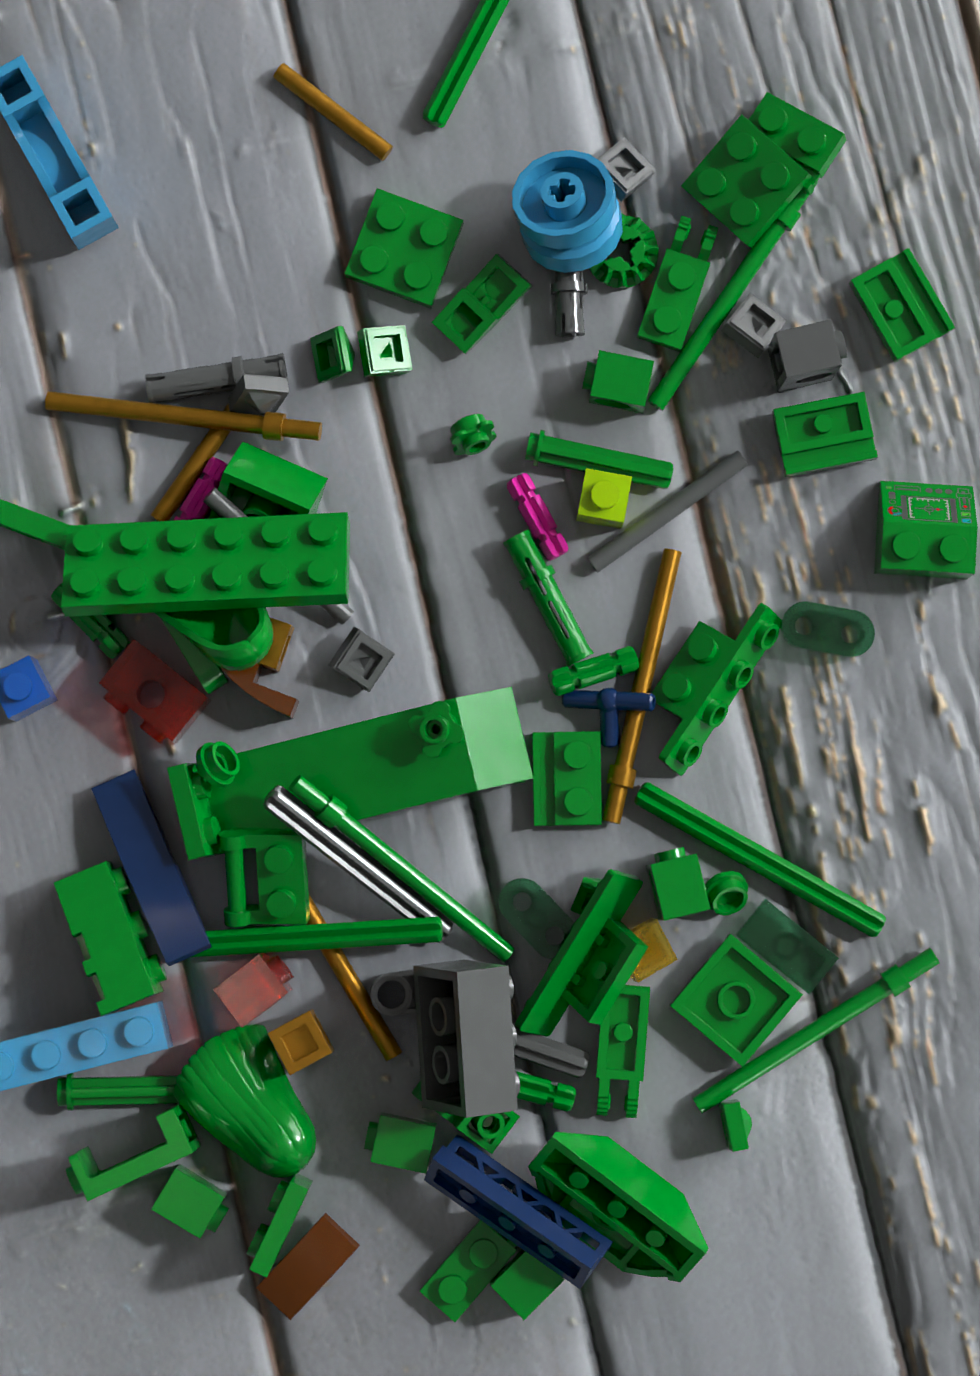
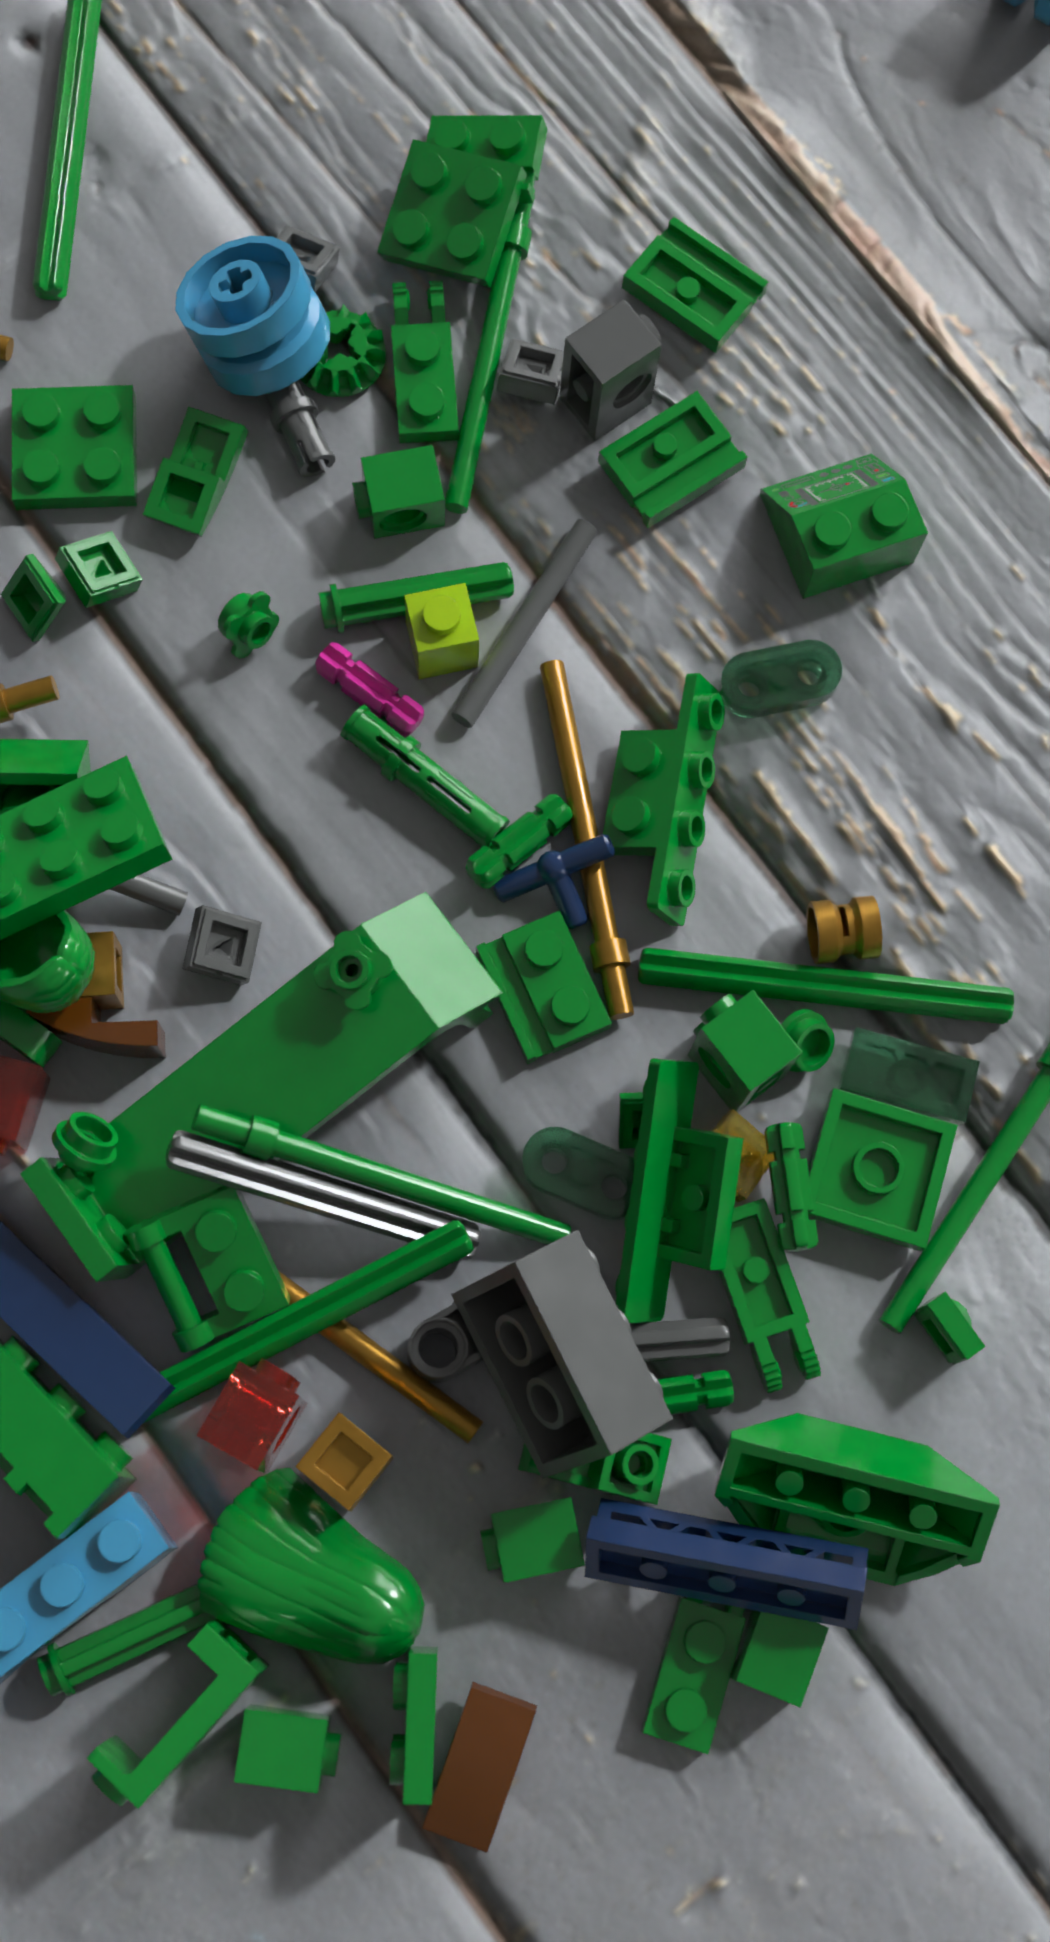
camera: 30 degrees left, 10 degrees down
(670, 988) = (791, 1187): none -> green axle
(799, 830) = (844, 929): none -> pearl gold wheel

